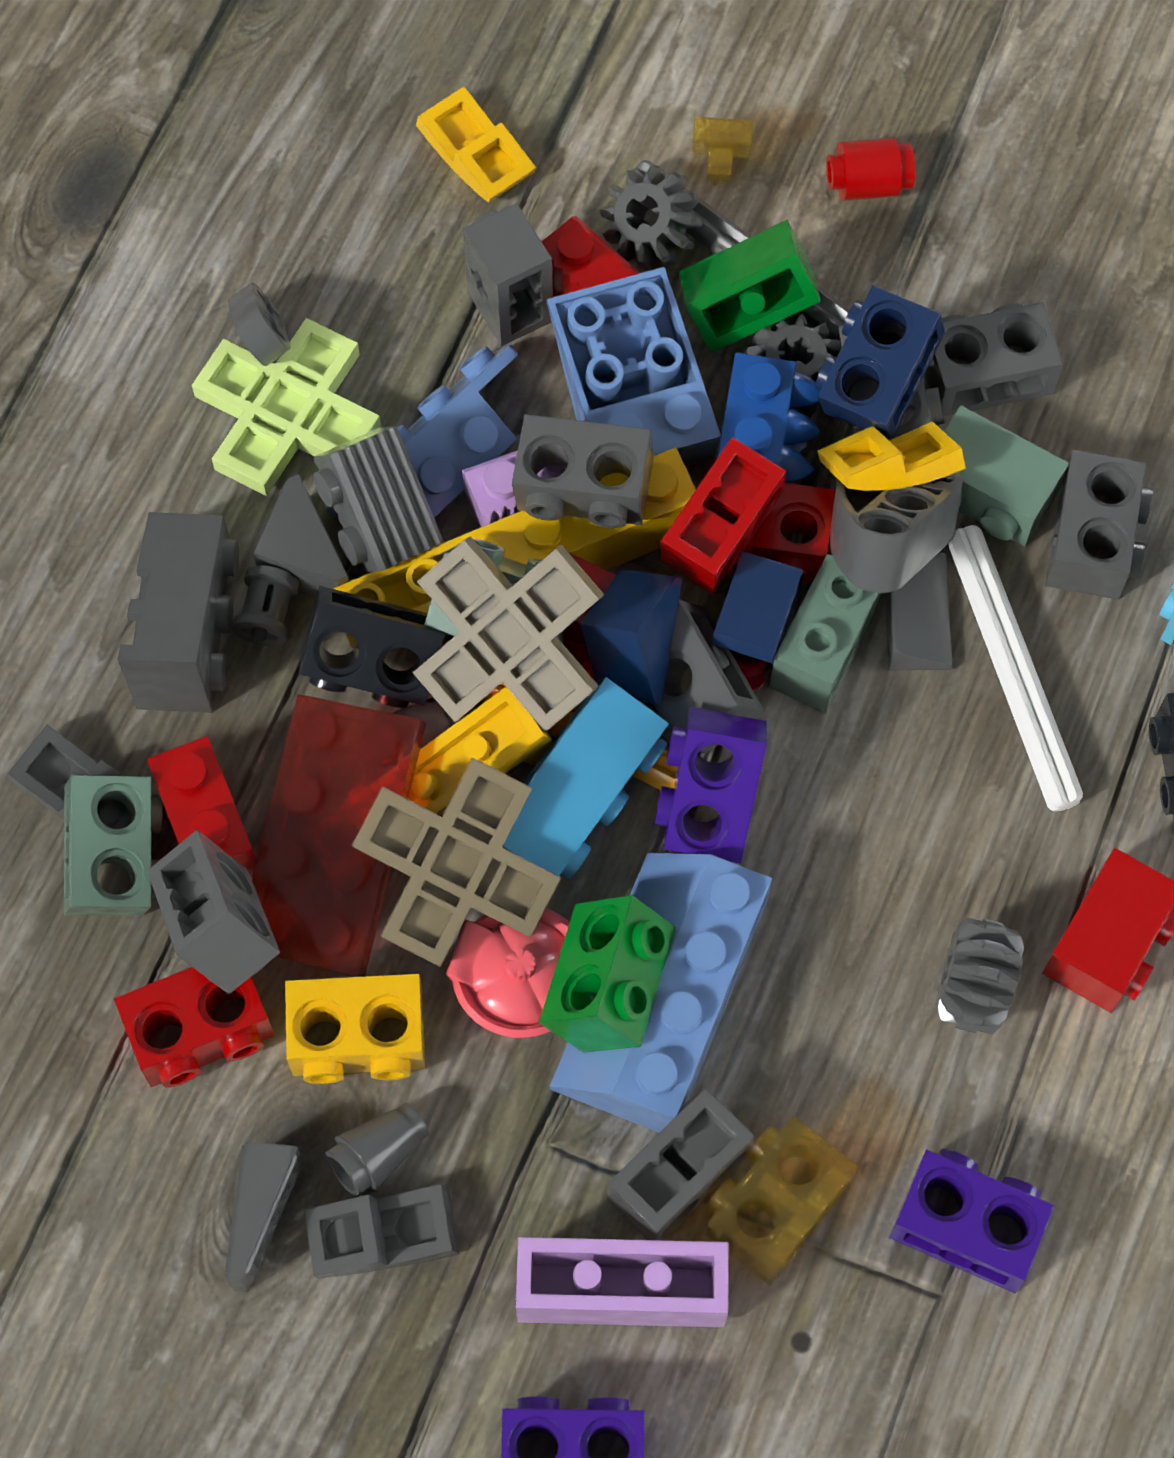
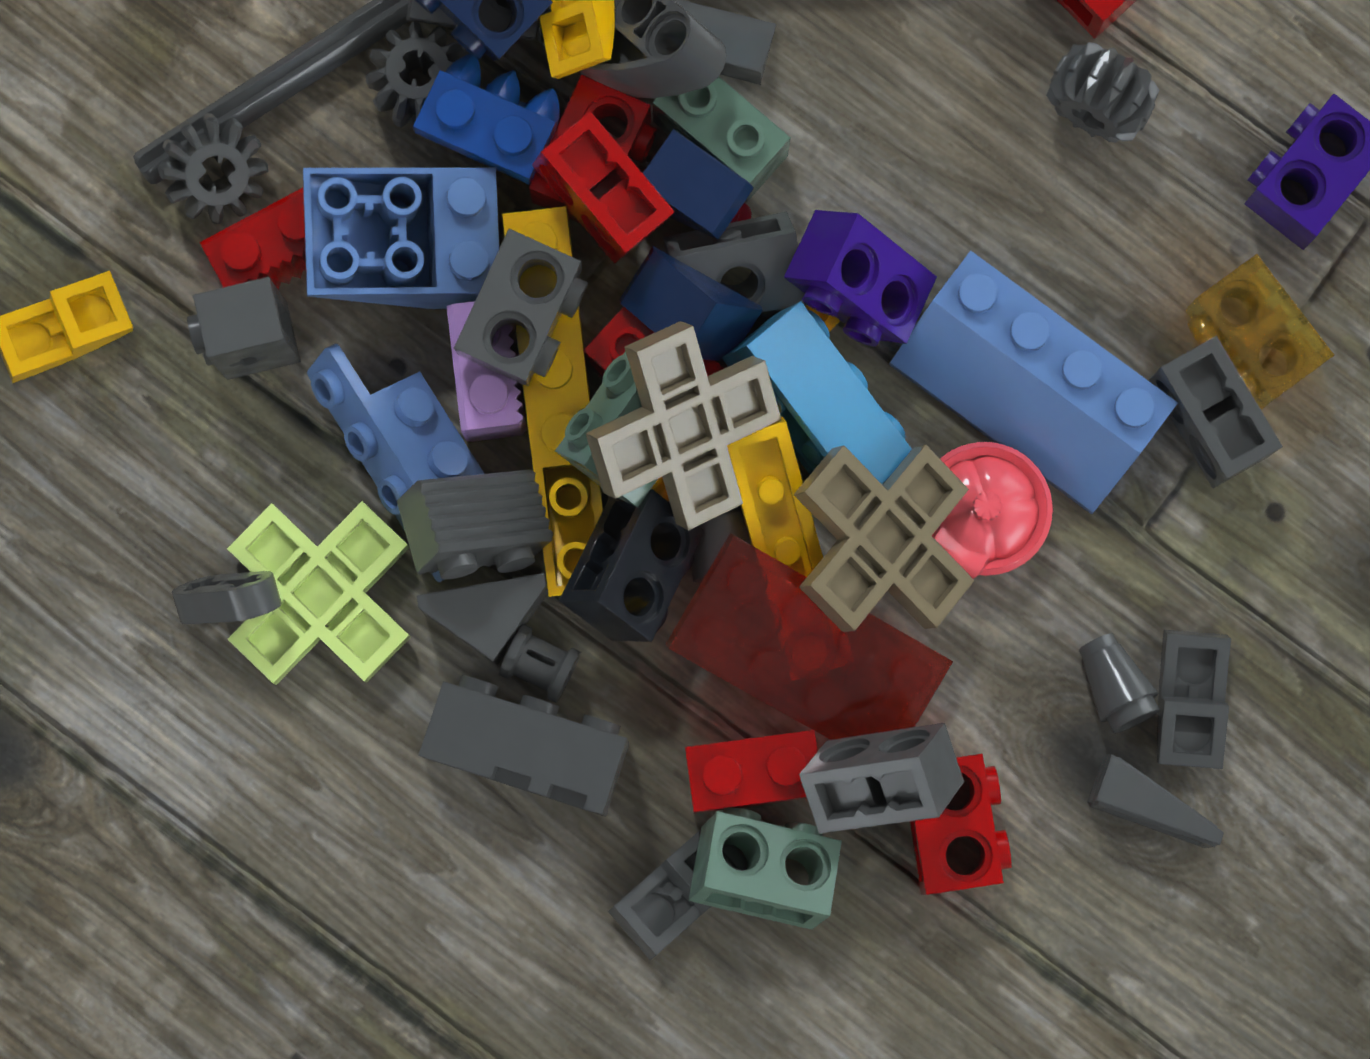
camera: 75 degrees left, 15 degrees up
(356, 1008) = (984, 671): yellow brick -> none
(607, 974) = (1020, 437): green brick -> none
(622, 1282) = (1306, 492): lavender brick -> none
(721, 141) = (139, 74): clear yellow tile -> none
(749, 286) = (330, 92): green brick -> none

